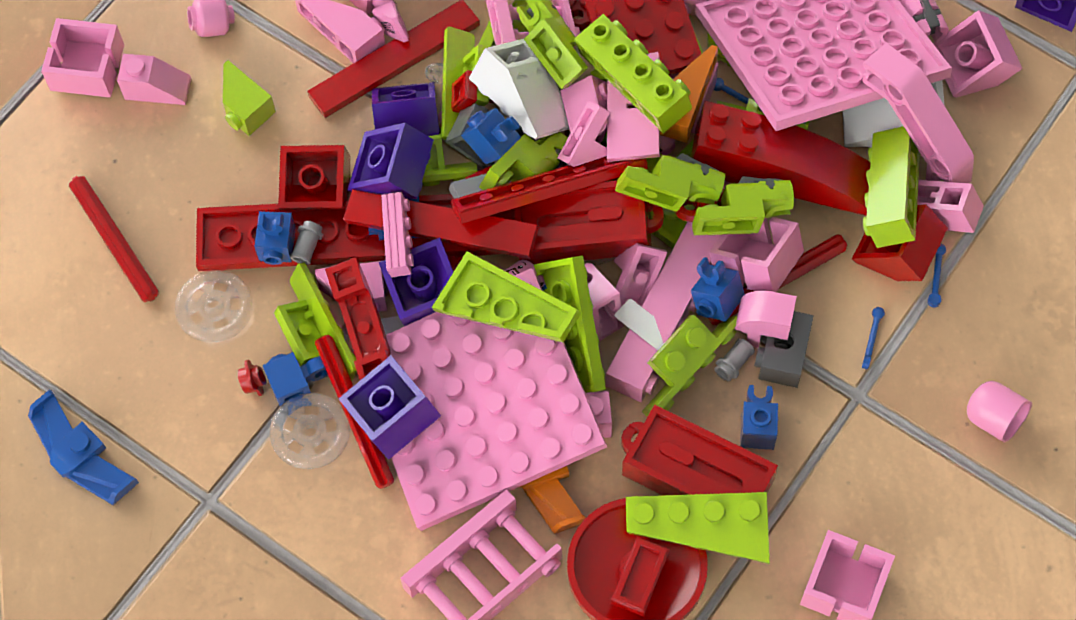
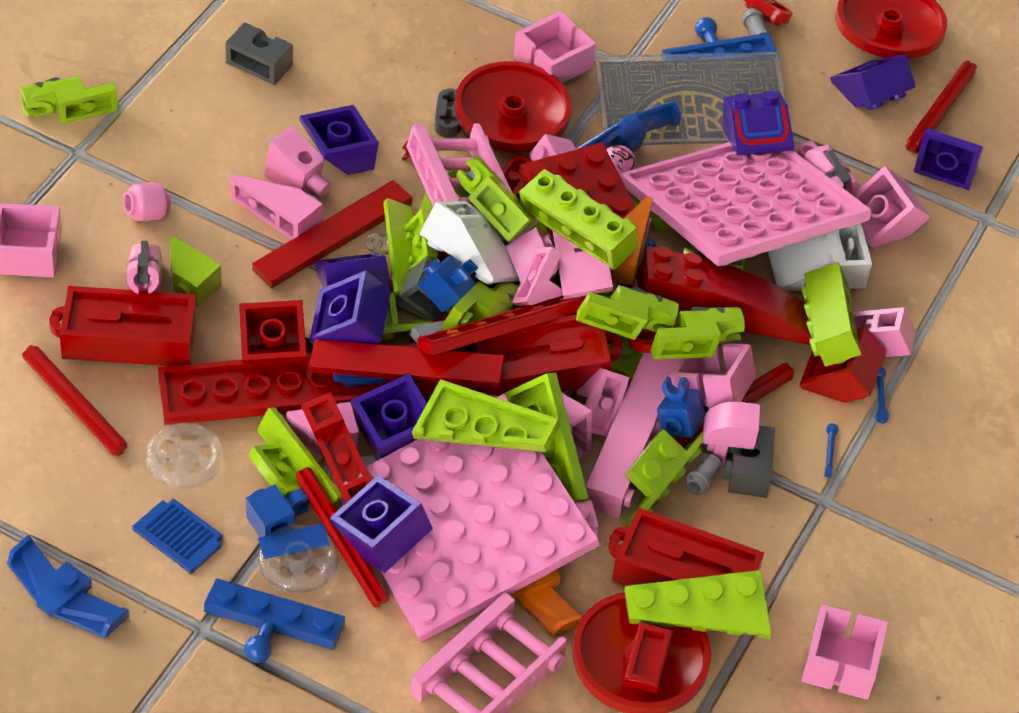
camera: 15 degrees left, 15 degrees down
(152, 80) = (95, 259): bright pink slope -> none
(171, 161) = (125, 326): none -> red piece
(194, 100) = (145, 268): none -> bright pink plate
(198, 394) = (179, 534): none -> blue window
(251, 378) = (234, 514): red plate -> none
(275, 237) = (243, 384): blue brick -> none
(276, 492) = (272, 615): none -> blue plate
(287, 415) = (275, 544): none -> blue sticker
(306, 242) = (276, 382): light grey pin -> none
(391, 21) = (330, 198): bright pink slope -> none
(396, 234) = (367, 373): bright pink piece -> none
(463, 92) = (412, 250): red tile -> none
(640, 322) = (611, 441): white sticker -> none
(759, 421) = (738, 520): blue brick -> none
(921, 114) = (850, 247): bright pink piece -> none
(994, 410) = (955, 498): bright pink helmet -> none

